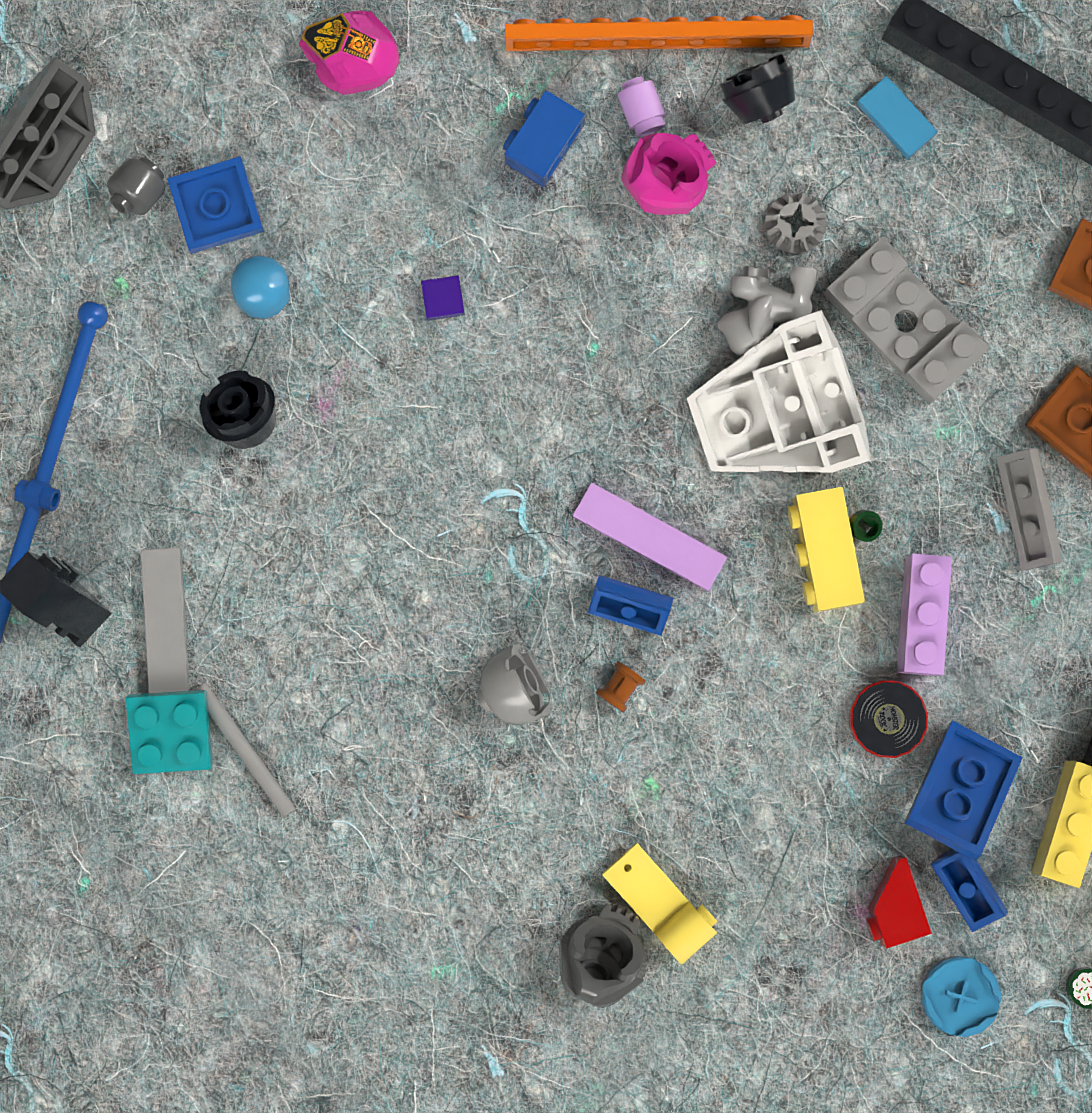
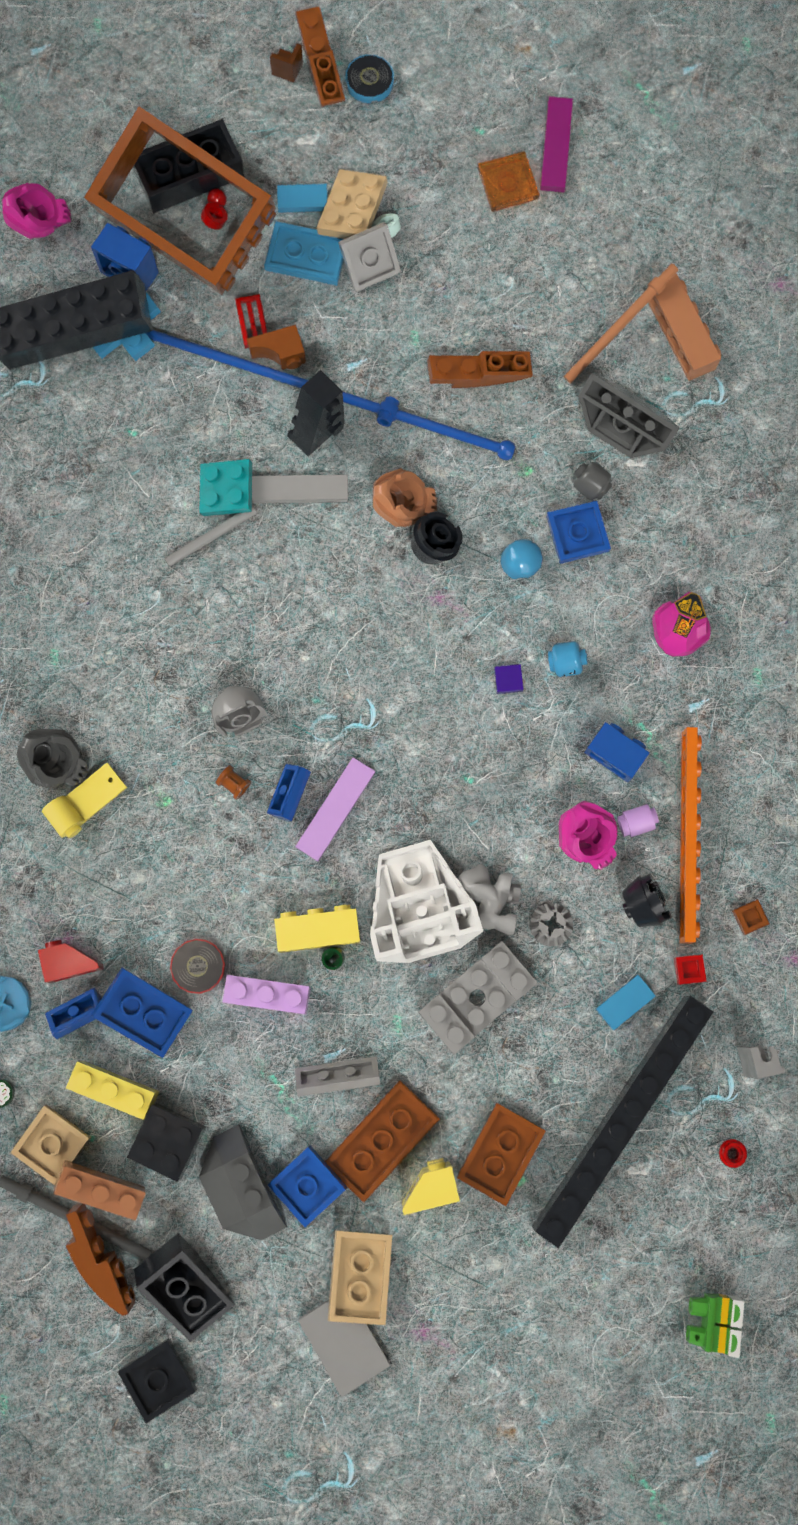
camera: 85 degrees right, 5 degrees down
(177, 463) = (402, 498): none -> nougat helmet
(410, 213) = (567, 659): none -> dark azure head
(846, 29) = (690, 969): none -> red plate

